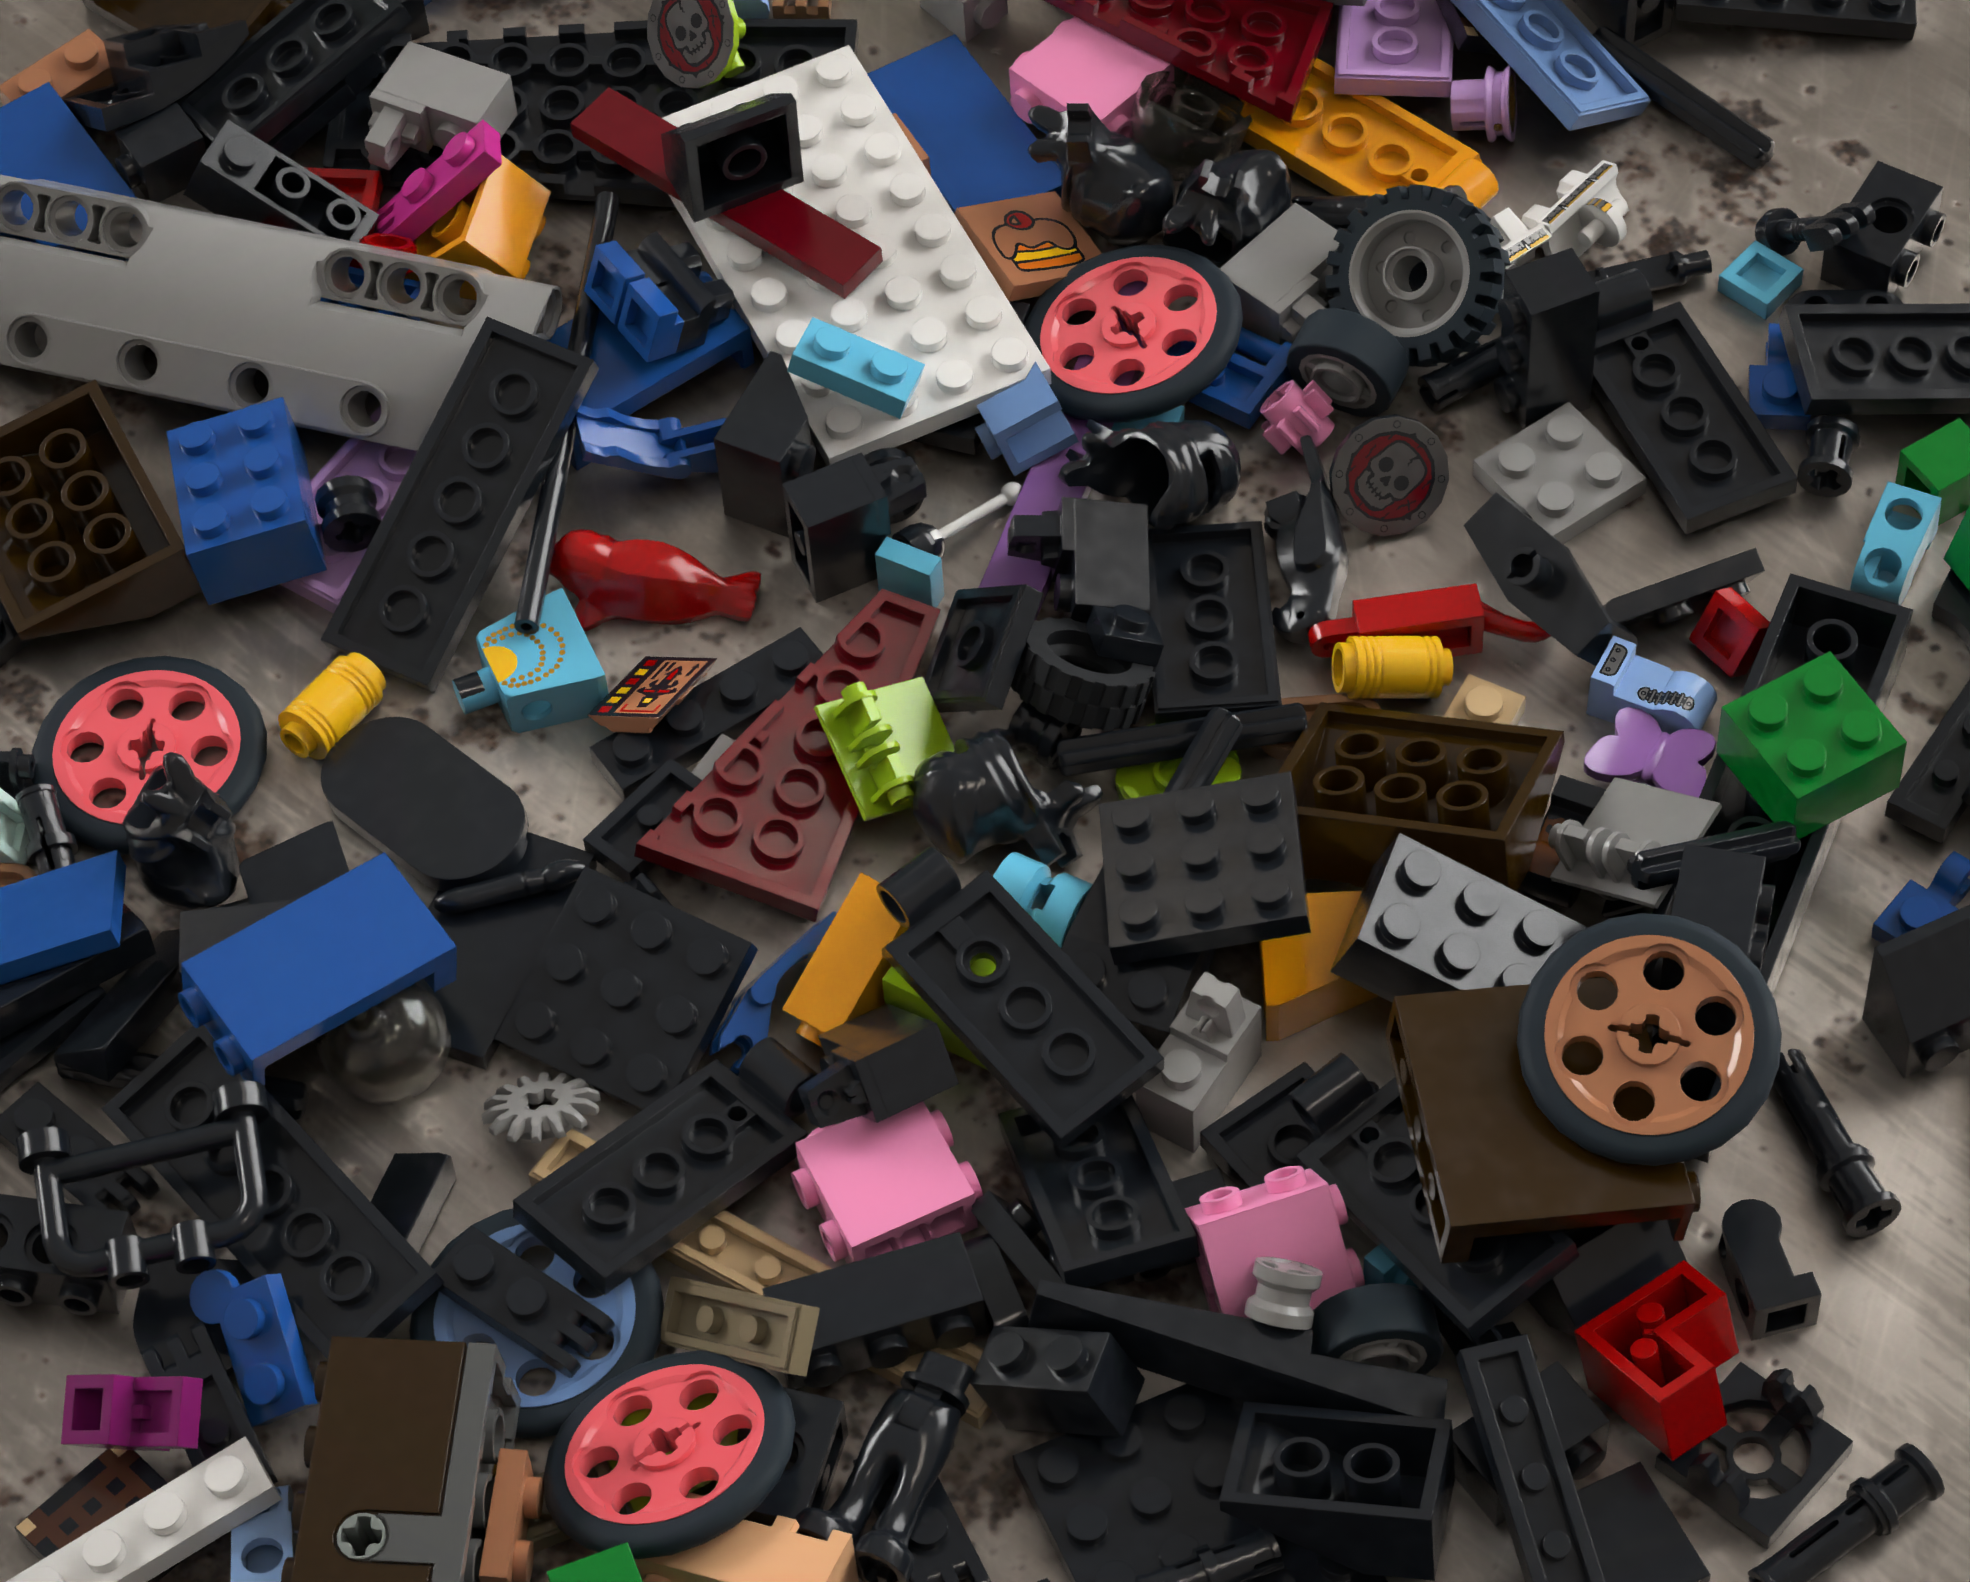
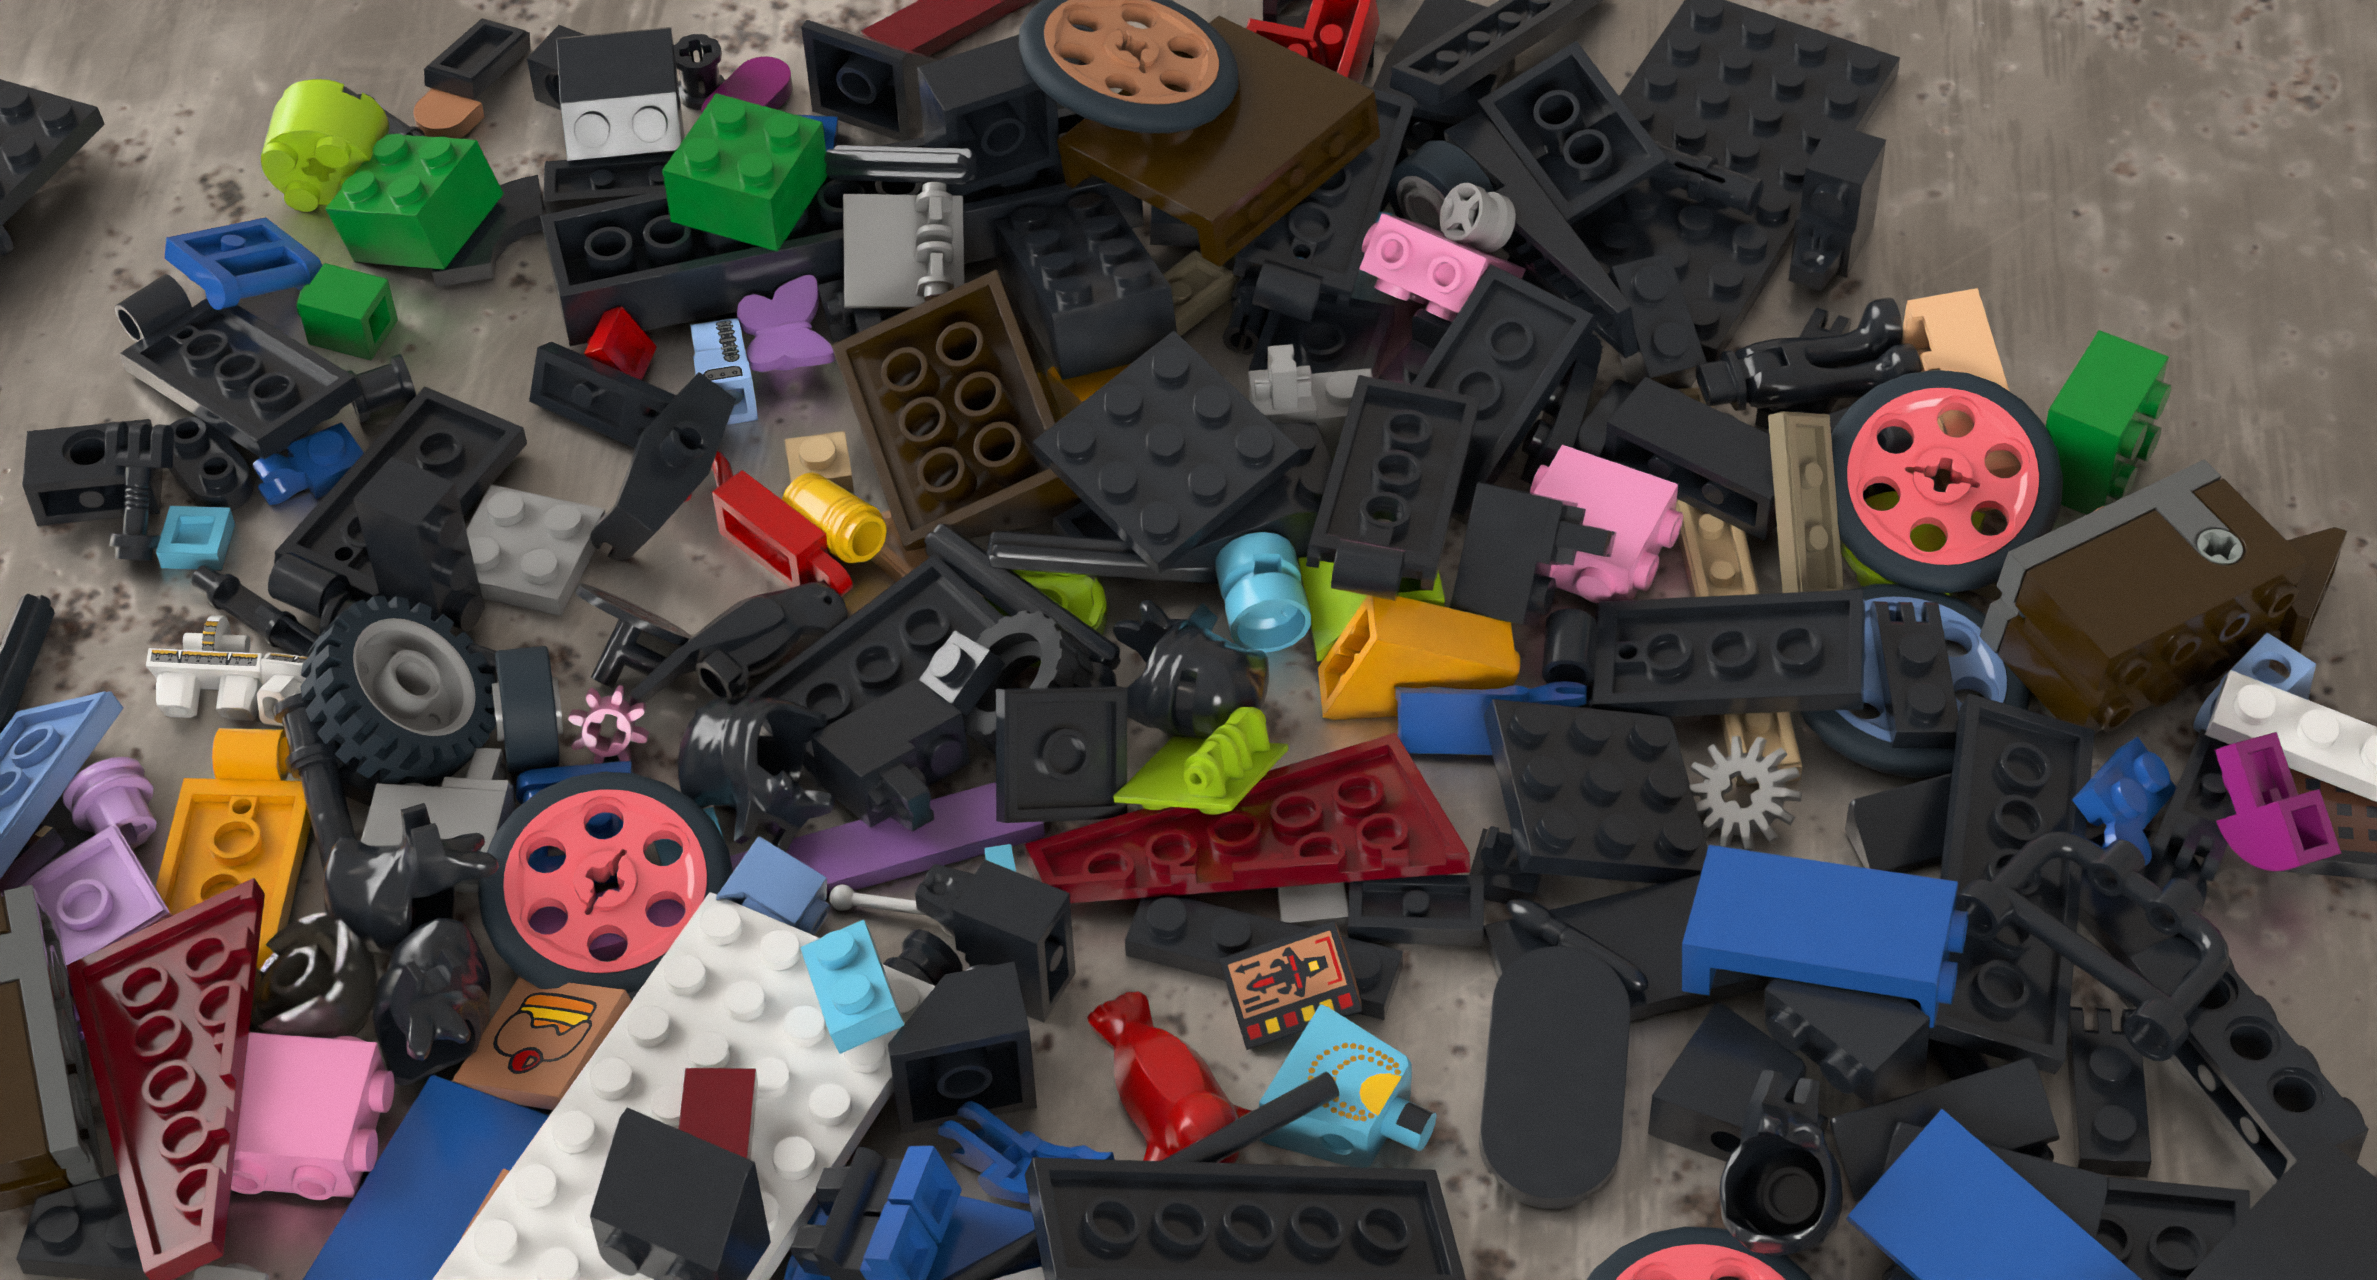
camera: 130 degrees left, 5 degrees down
(331, 706) = (1526, 1227): yellow head -> none
(1895, 544) = (450, 305): medium azure leg -> none

